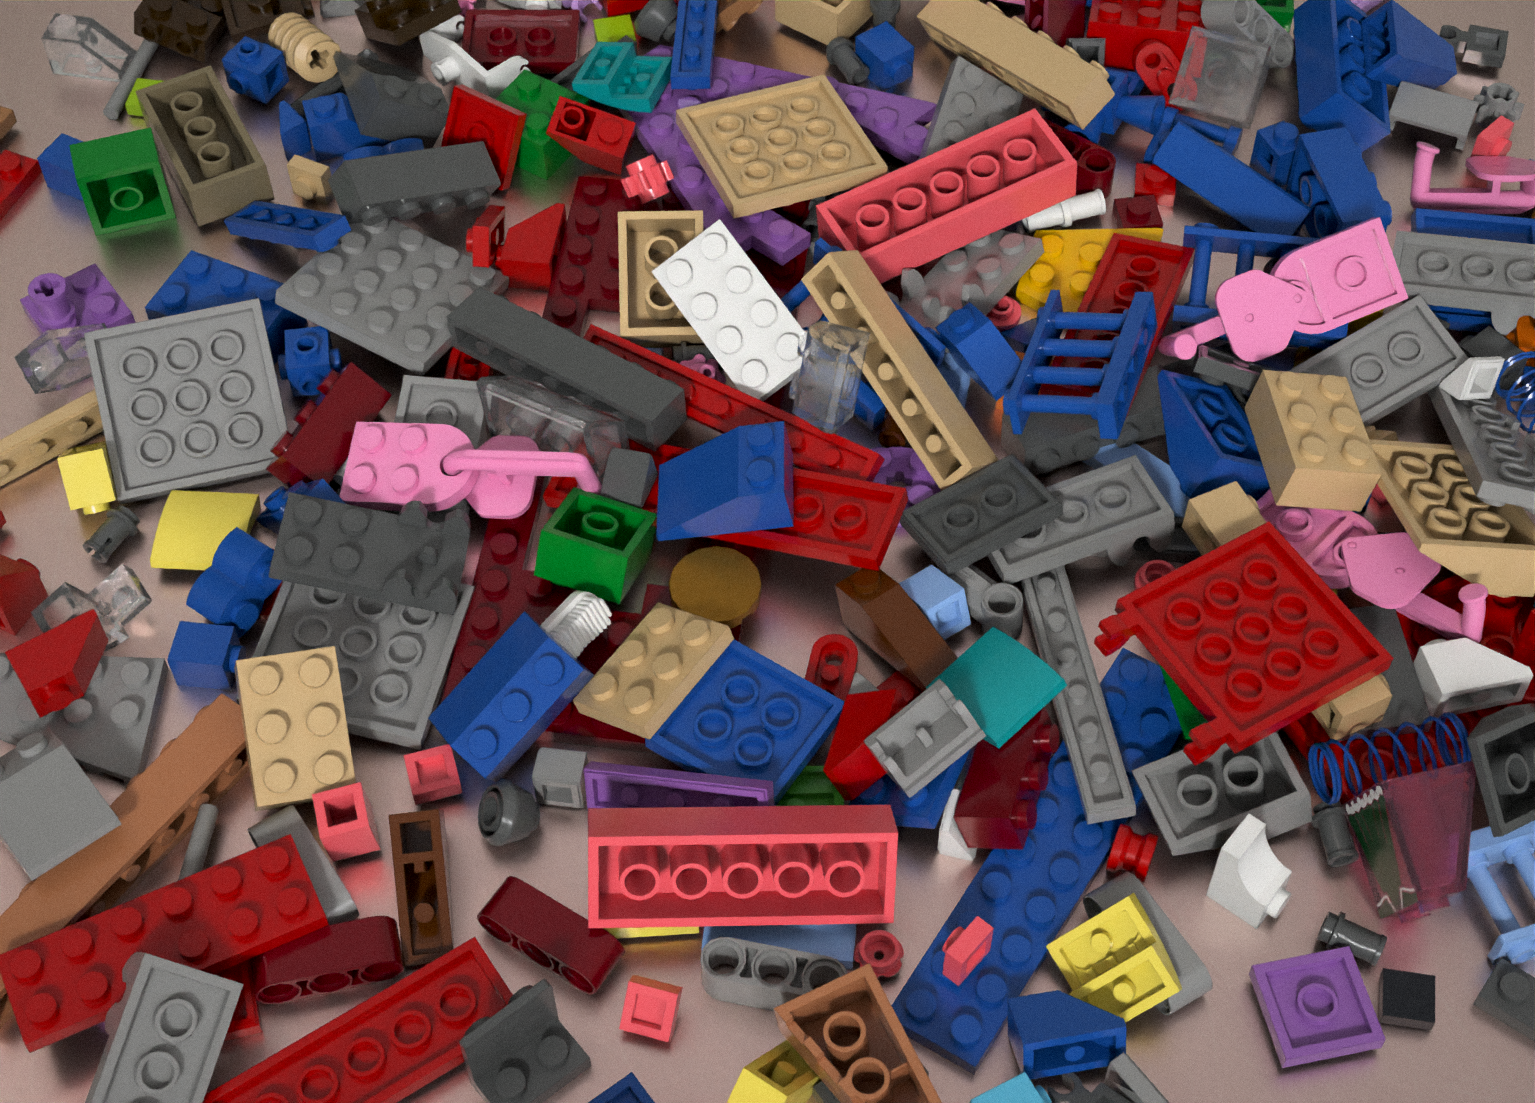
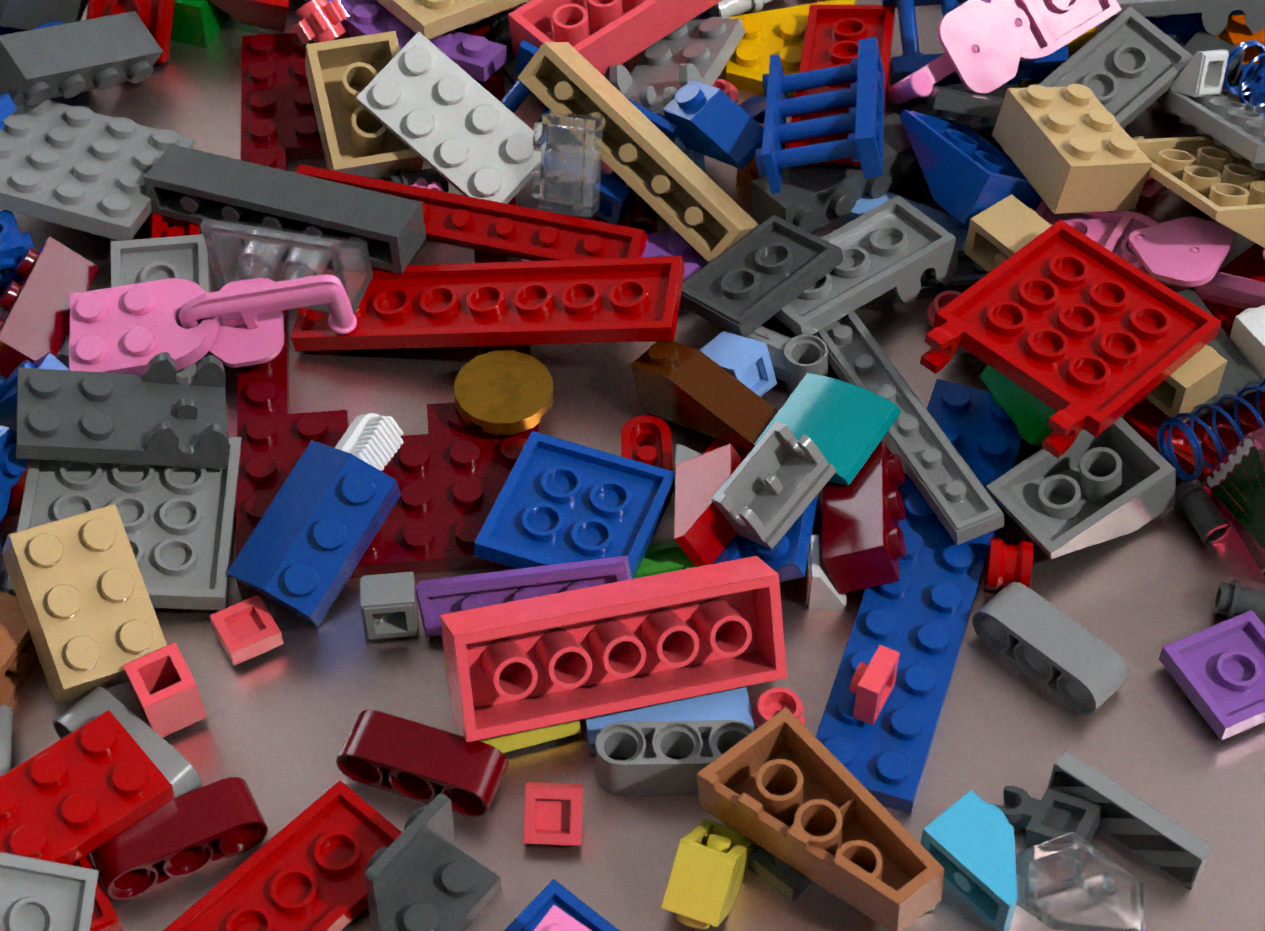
camera: 15 degrees left, 5 degrees down
(422, 885) = (266, 738): reddish brown slope -> none
(486, 236) = (161, 101): red plate -> none
(507, 813) = (340, 651): dark grey cone -> none
(533, 249) = (213, 110): red slope -> none
(595, 545) = (364, 370): green brick -> none
(629, 476) = (382, 300): dark grey slope -> none
(653, 670) = (463, 479): tan plate -> none
(728, 485) = (493, 285): blue slope -> none
(1062, 1034) = (995, 748): blue slope -> none
(1117, 961) = (1028, 672): light yellow slope -> none
(1249, 875) = (1134, 562): white arch -> none

